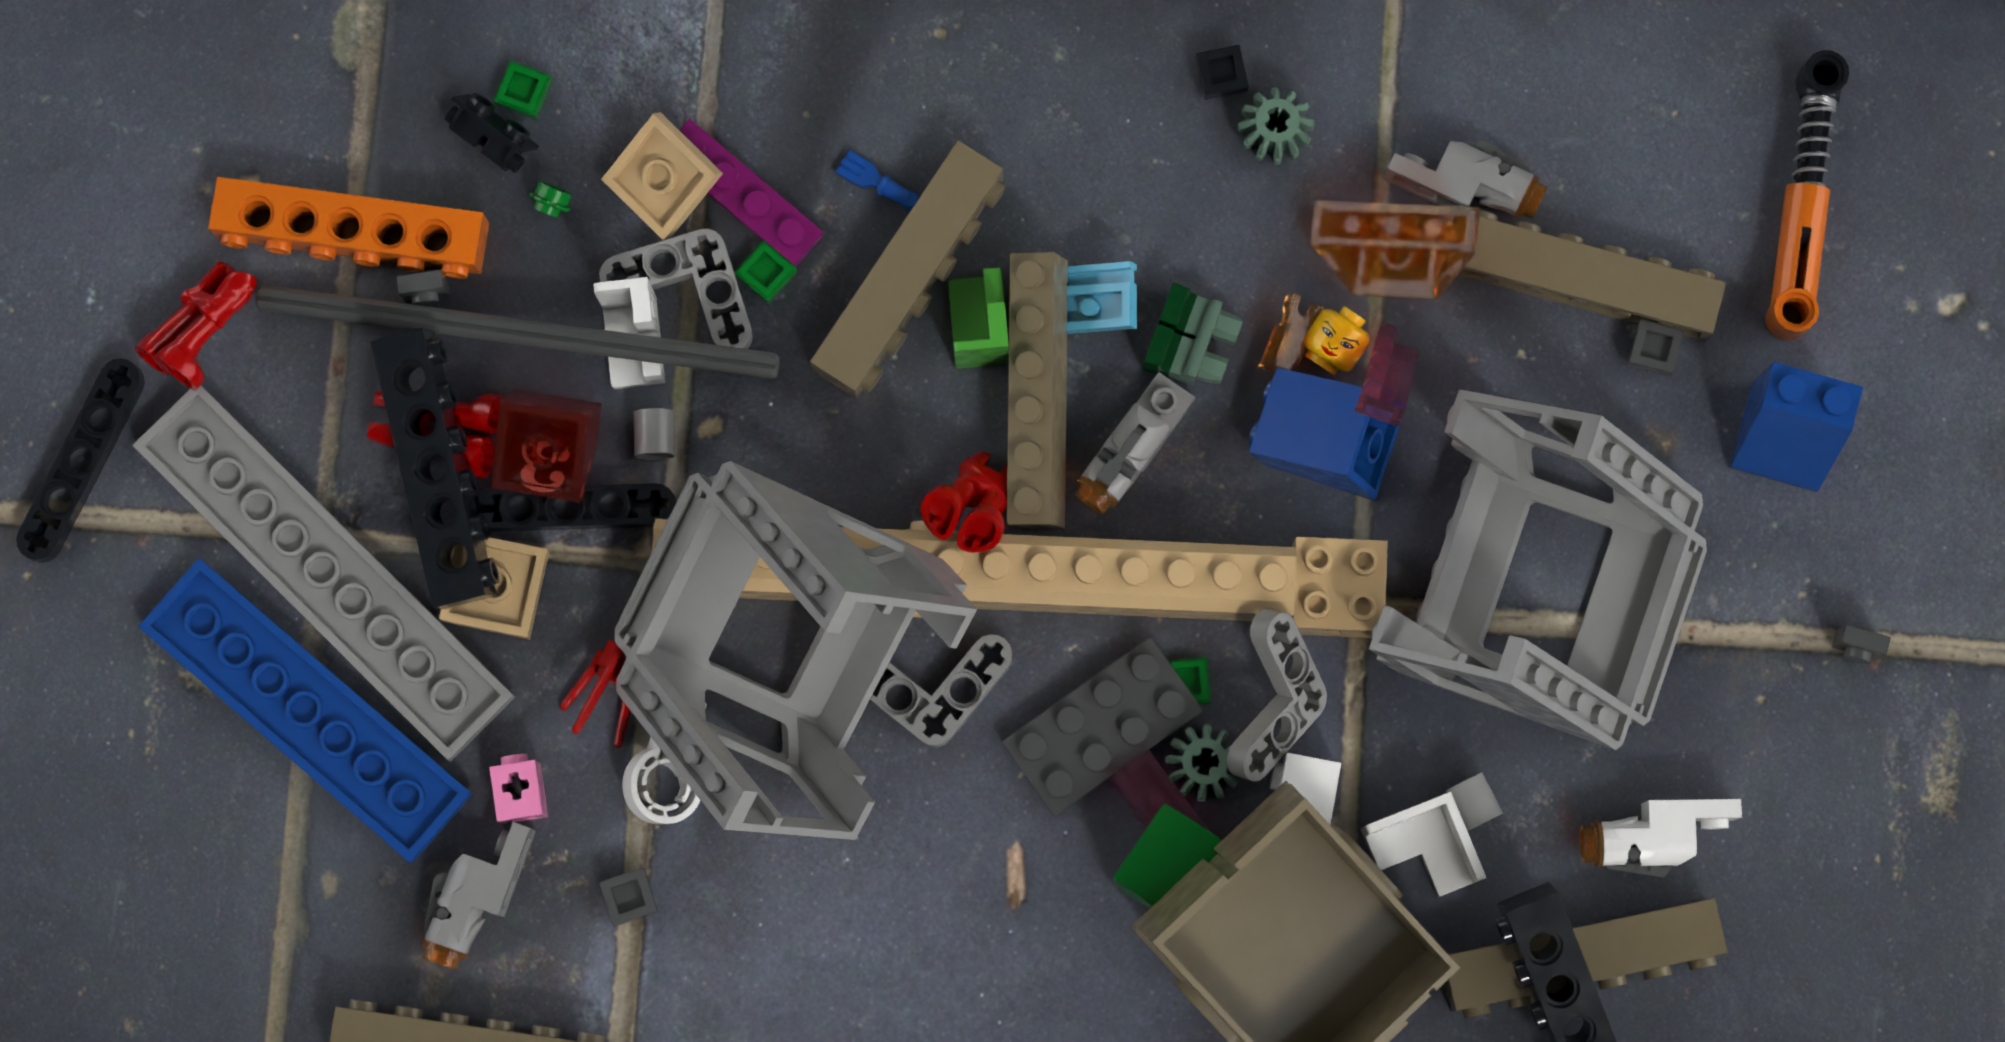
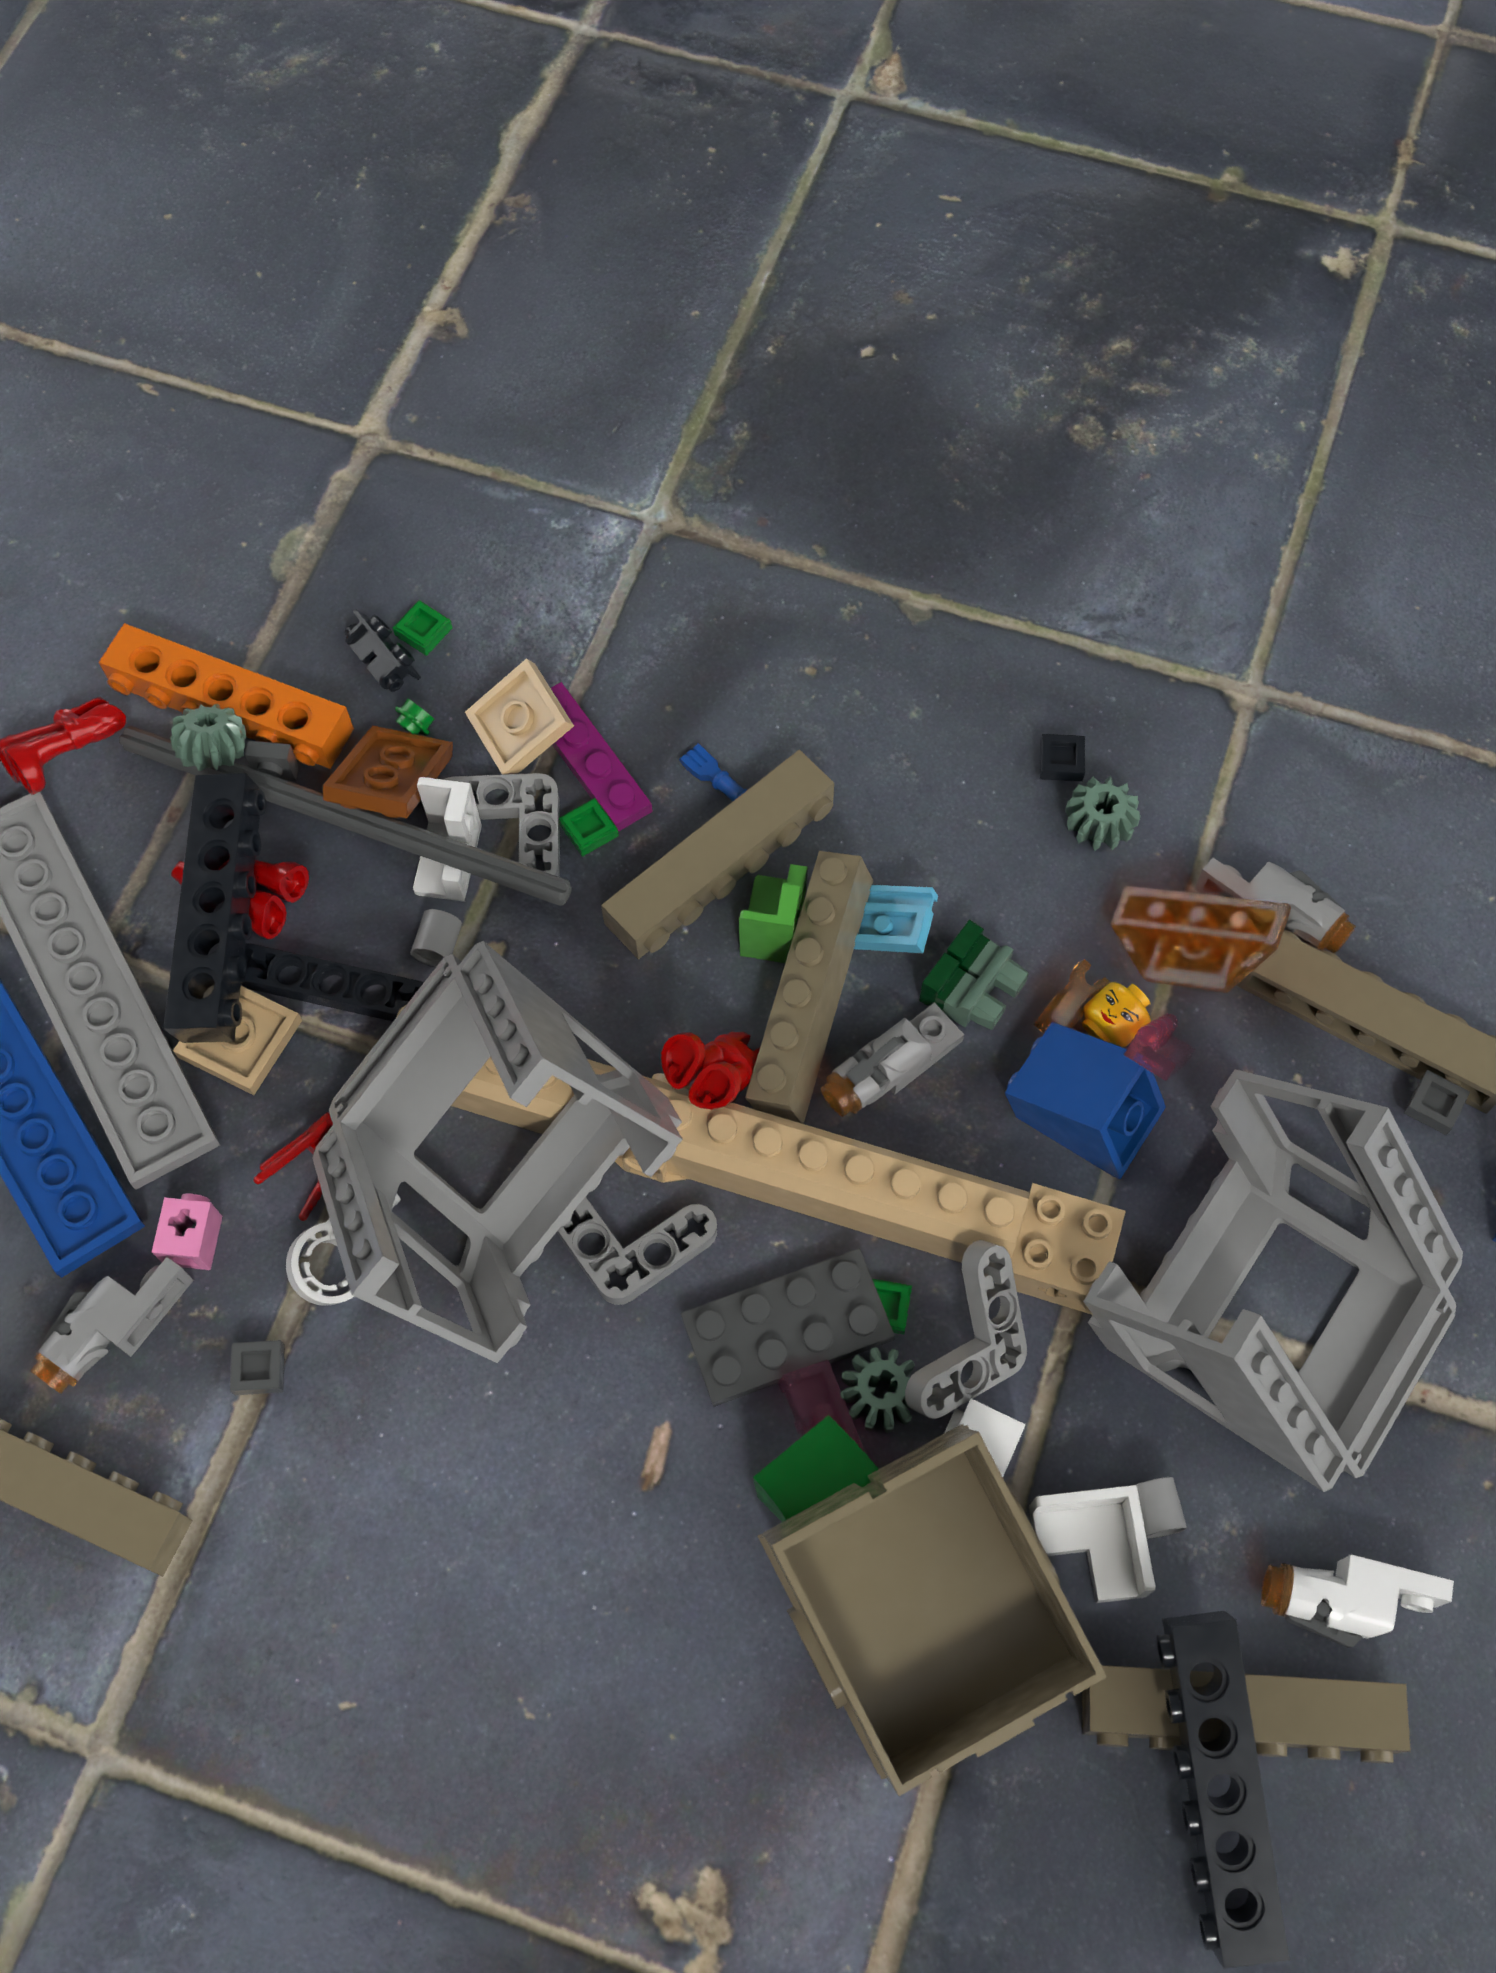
camera: 15 degrees right, 15 degrees down
(357, 286) = (208, 737): none -> sand green gear
(545, 444) = (330, 919): clear red slope -> none
(551, 273) = (385, 771): none -> dark orange plate

